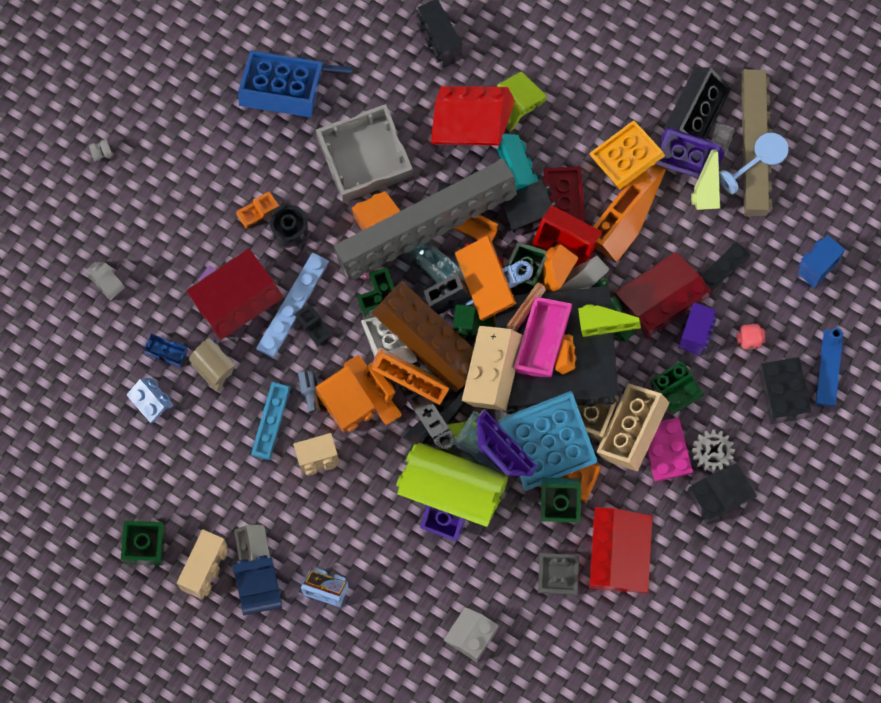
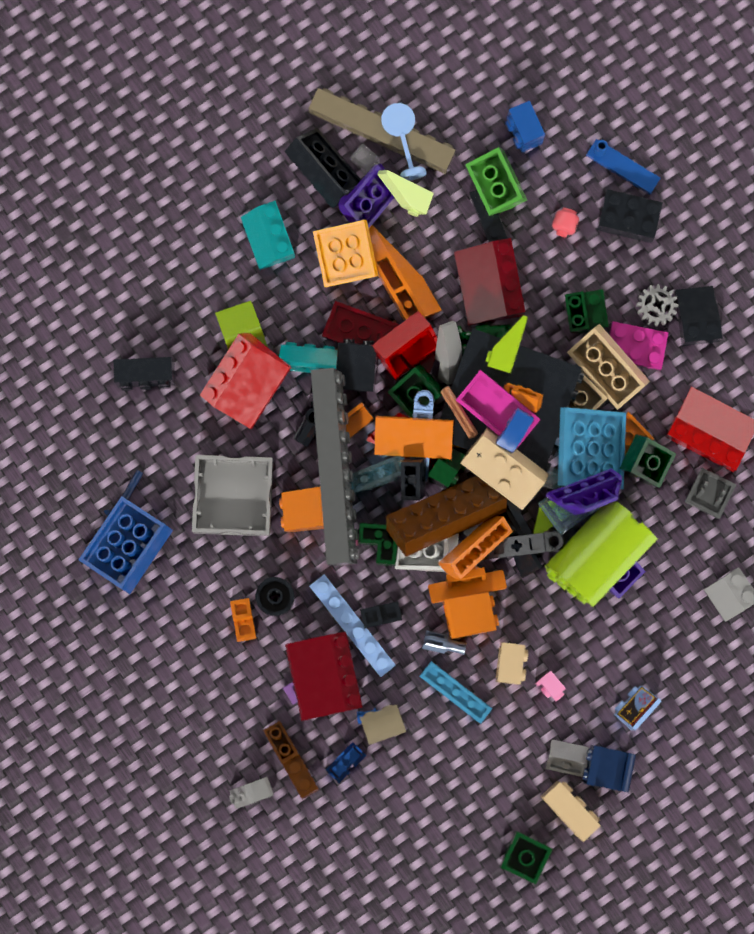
camera: 70 degrees left, 10 degrees up
(96, 152) = (118, 750): light grey wheel -> none
(149, 301) = (291, 760): none -> reddish brown slope
(149, 399) = (387, 796): bracket -> none
(312, 502) = (551, 686): none -> bright pink brick
(529, 356) = (515, 430): none -> blue slope
(557, 267) = (435, 367): orange slope -> none
(613, 87) = (267, 235): none -> teal slope
(699, 324) = (541, 266): dark purple brick -> none
(757, 258) = (496, 181): none -> bright green slope

